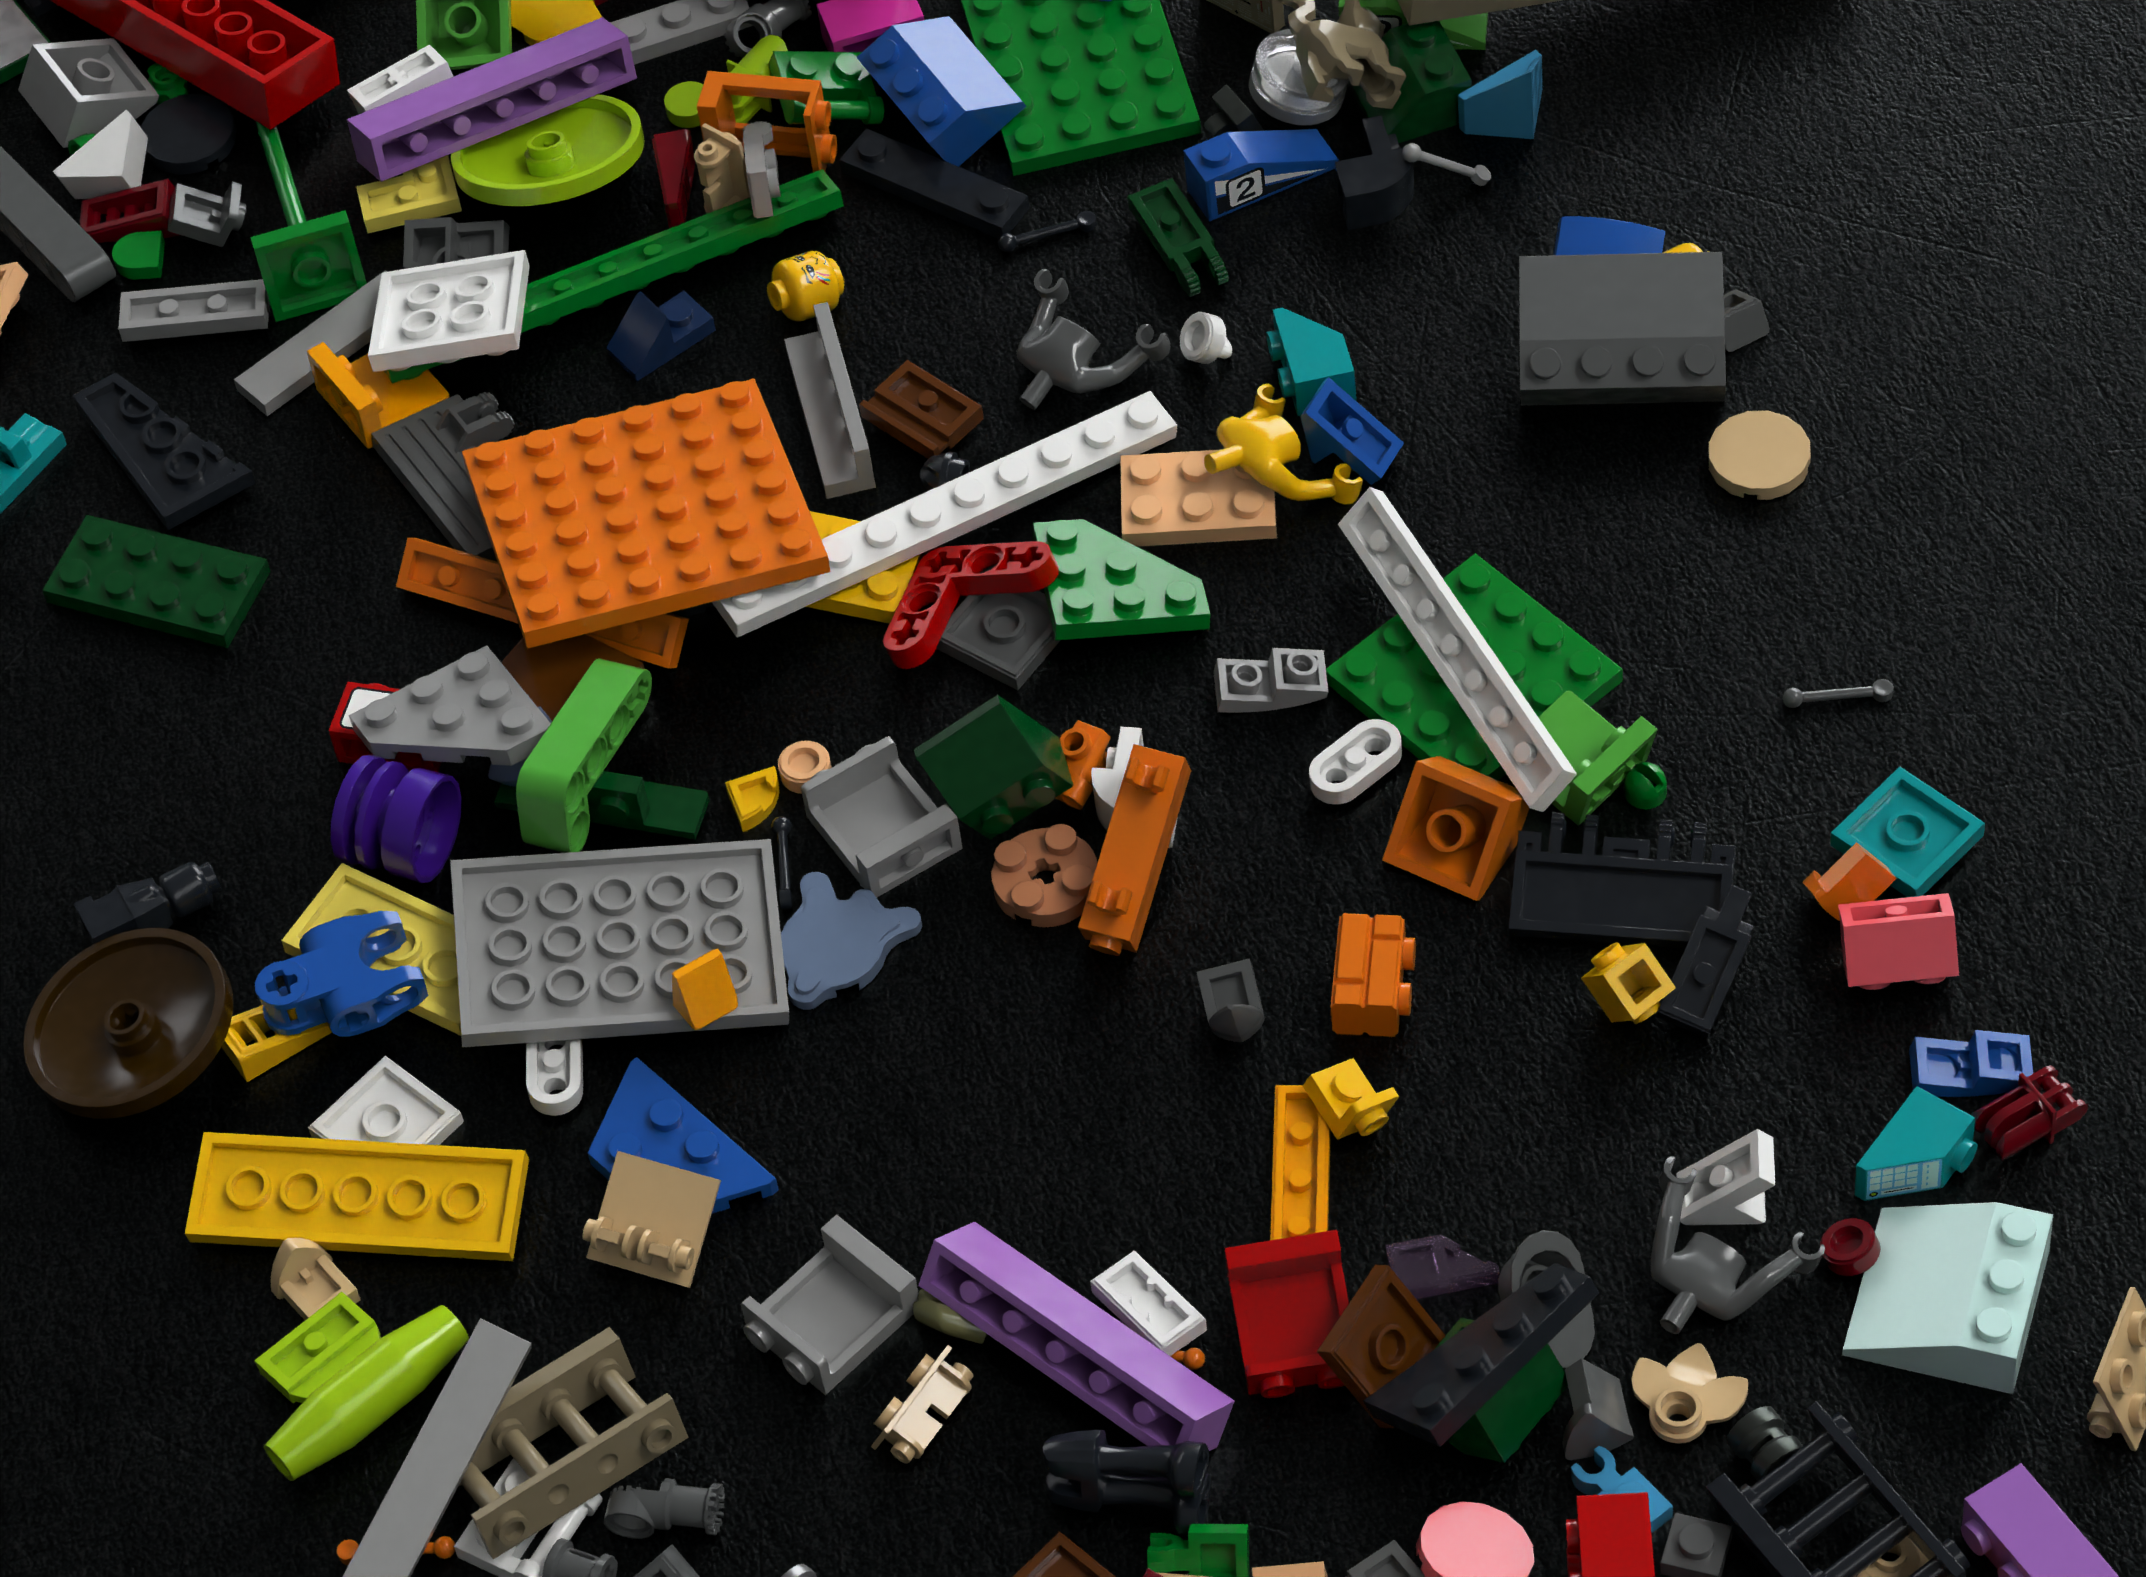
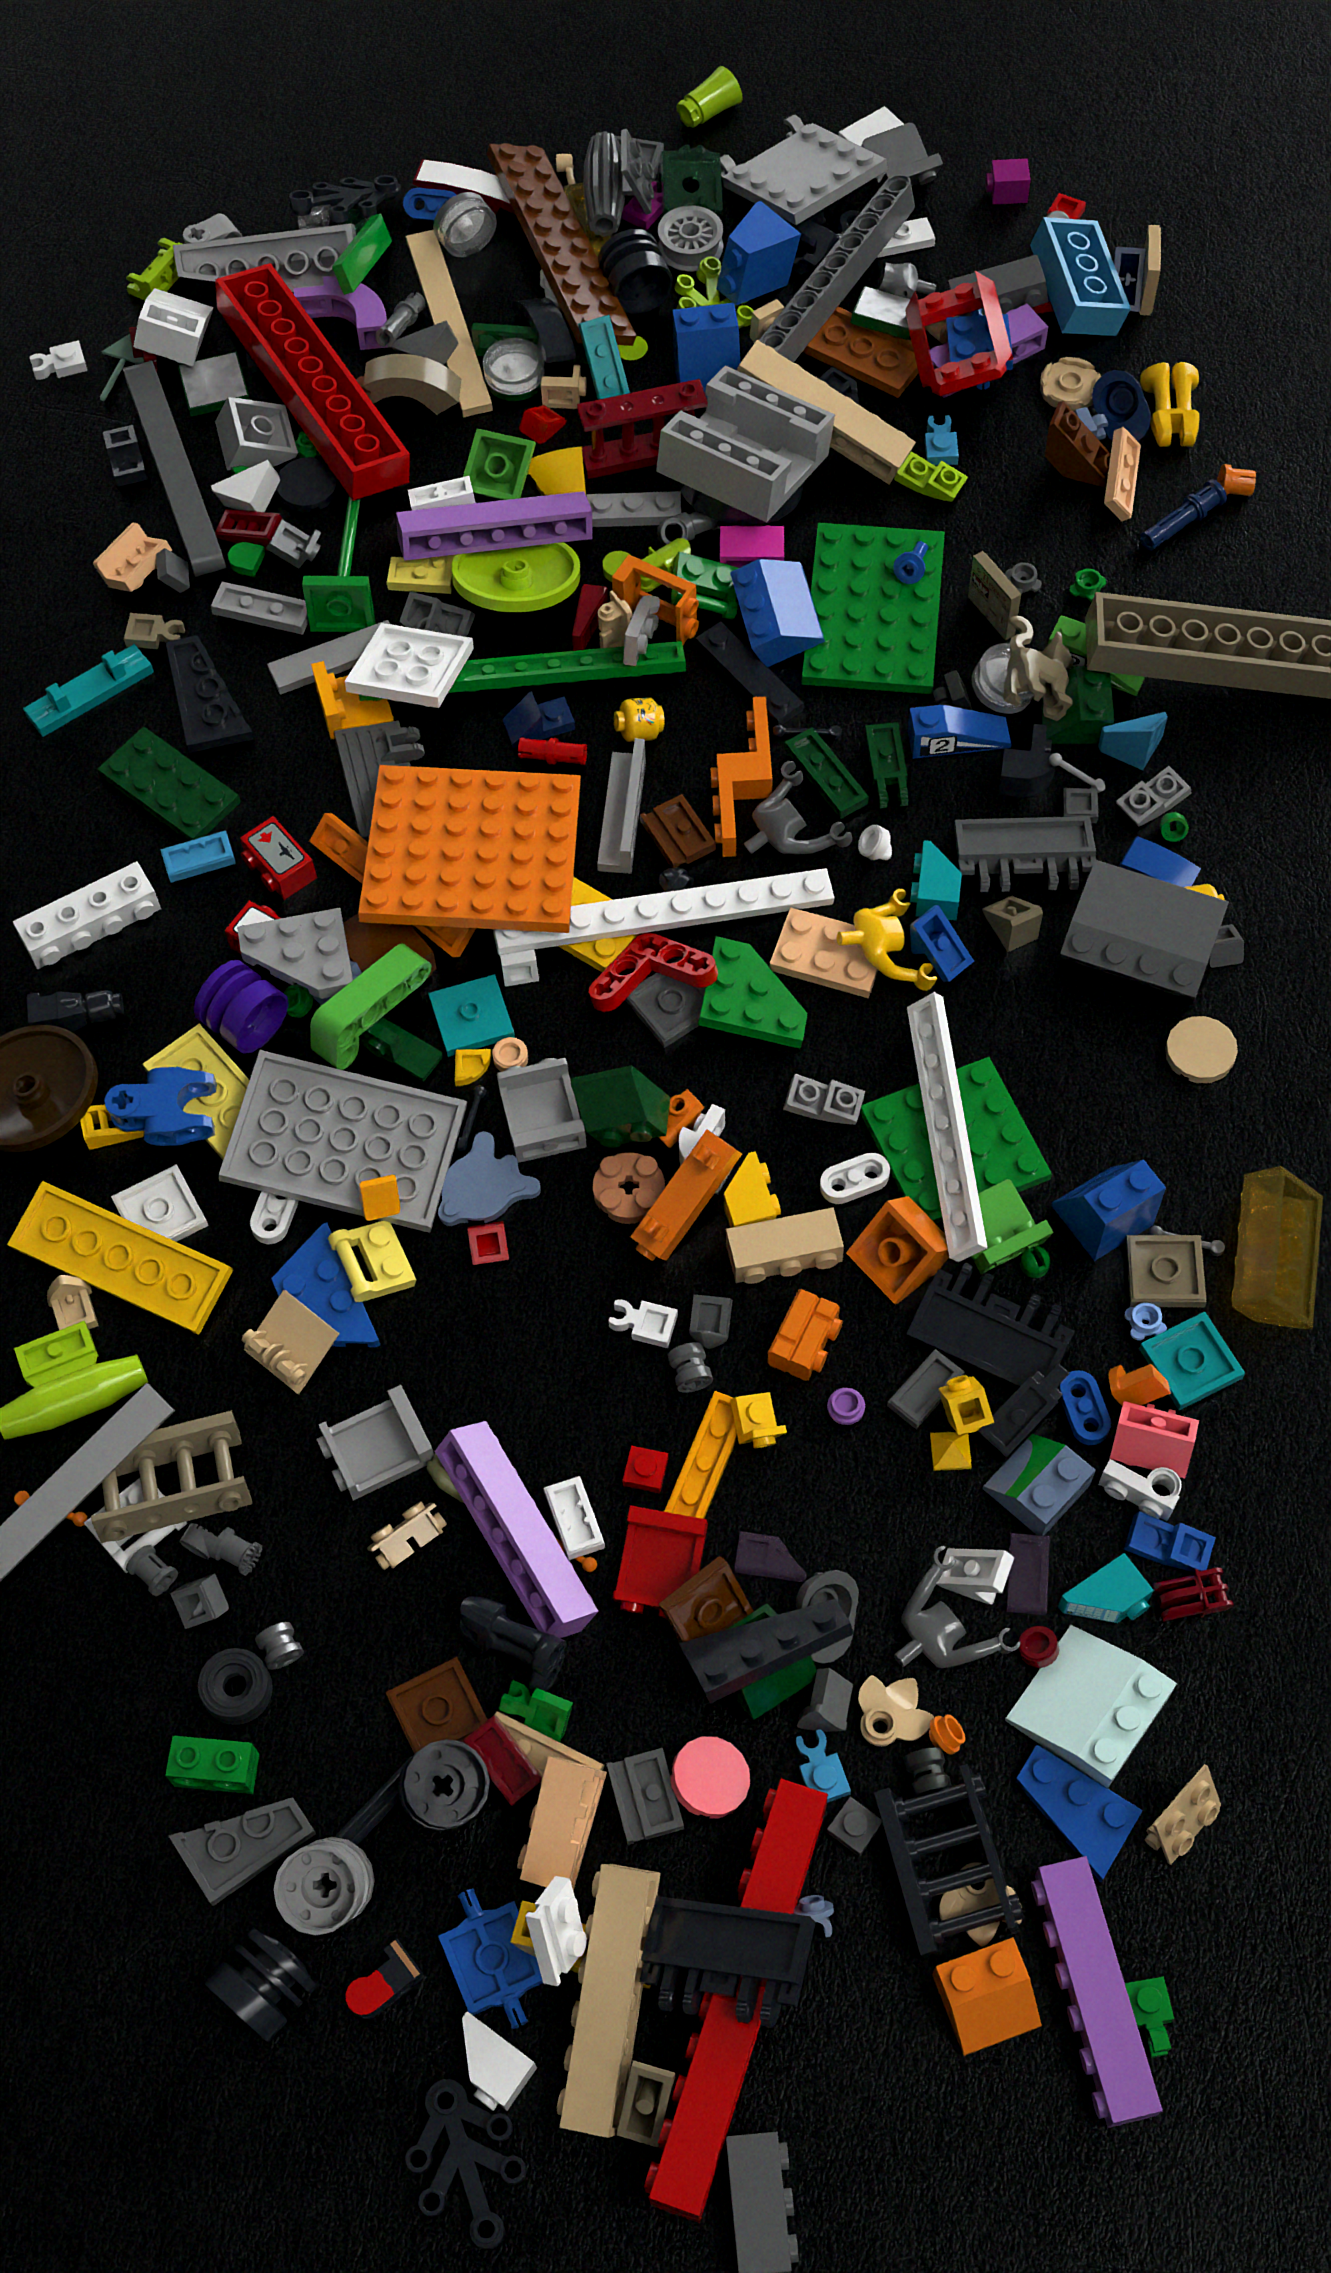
camera: 15 degrees right, 10 degrees up
(40, 389) = (150, 630): none -> dark tan plate
(41, 301) = (172, 570): none -> dark grey tile
(113, 780) = (87, 915): none -> white brick
(242, 656) = (198, 856): none -> dark azure plate
(361, 620) = (278, 858): none -> brick
(476, 790) = (299, 1000): none -> green plate
(698, 364) = (552, 751): none -> red pin
(726, 733) = (471, 1014): none -> teal plate
(730, 1070) = (382, 1256): none -> light yellow plate
(771, 649) = (519, 967): none -> white tile
(876, 1010) = (488, 1243): none -> red slope
(982, 312) = (742, 776): none -> orange bracket
(1098, 273) = (826, 773): none -> dark green plate
(1149, 1032) = (649, 1324): none -> white plate
(1221, 1215) = (645, 1469): none -> red plate
(1223, 836) = (748, 1196): none -> yellow slope
(1227, 1063) = (690, 1367): none -> dark grey wheel
(1294, 874) = (784, 1246): none -> tan brick
(1419, 274) = (1025, 845): none -> dark grey hinge
(1439, 376) = (1014, 921): none -> dark tan slope
(1464, 1044) = (846, 1406): none -> medium lavender plate
(1466, 207) = (1080, 803): none -> dark grey tile
(1559, 993) = (920, 1392): none -> dark grey tile
(1565, 166) = (1155, 797): none -> light grey slope
(1615, 188) = (1181, 827): none -> green hinge
(1629, 1054) = (950, 1451): none -> yellow slope
(1724, 678) = (1112, 1206): none -> blue slope
(1769, 1047) = (1040, 1482): none -> sand blue slope
(1772, 1390) = (946, 1733): none -> orange plate
(1793, 939) = (1085, 1409): none -> blue plate
(1801, 1168) = (1028, 1574): none -> clear purple tile
(1824, 806) = (1147, 1312): none -> light blue plate
(1826, 737) = (1165, 1270): none -> dark tan tile
(1904, 1010) = (1125, 1484): none -> white plate
(1964, 661) = (1277, 1249): none -> clear yellow slope
(1983, 1420) = (1079, 1807): none -> blue wing

